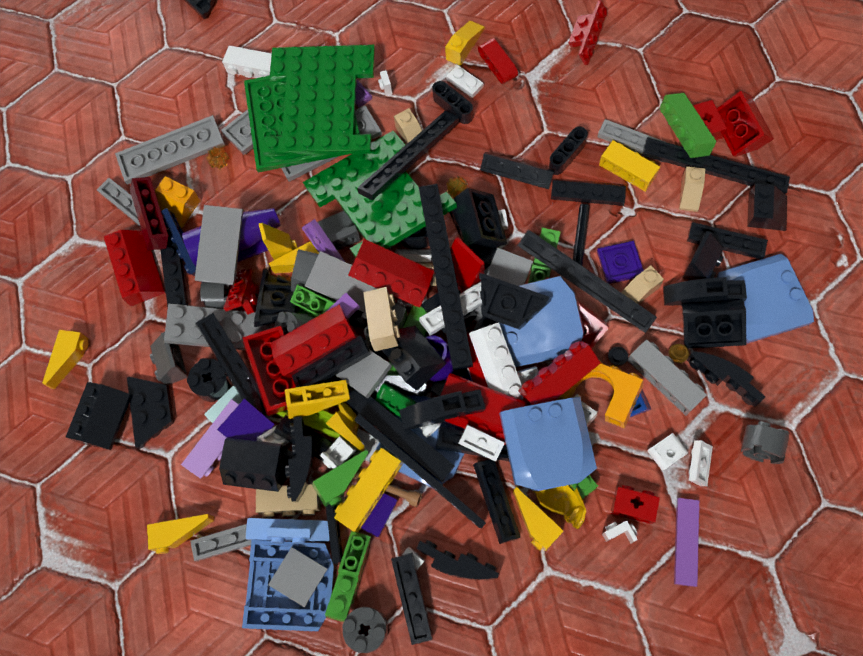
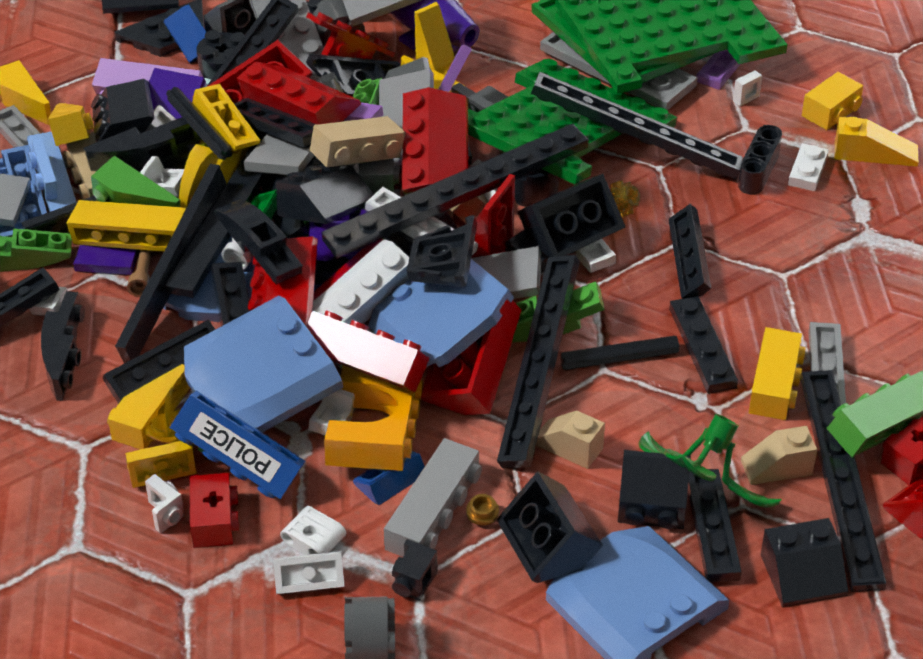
camera: 60 degrees right, 25 degrees down
(170, 396) = (186, 31): none -> blue slope
(248, 504) = (69, 123): none -> yellow slope
(310, 415) = (199, 123): none -> black axle
(407, 125) = (692, 119): tan slope -> none
(418, 45) = (832, 99): none -> yellow brick
(481, 442) = (233, 299): white plate -> none
(497, 61) = (863, 187): red beam -> none
(569, 143) = (758, 298): black beam -> none
(587, 534) = (165, 461): none -> yellow bracket
(606, 475) = (237, 445): none -> blue brick
(618, 356) = (438, 434): black plate -> none
(620, 262) = (609, 403): dark purple tile -> none
(686, 542) = (178, 590): medium lavender tile -> none
(700, 213) = (715, 438): none -> green plant
(704, 291) = (601, 508): black slope -> none
(717, 405) = (414, 570): none -> black brick
(719, 370) = (470, 575): black slope -> none

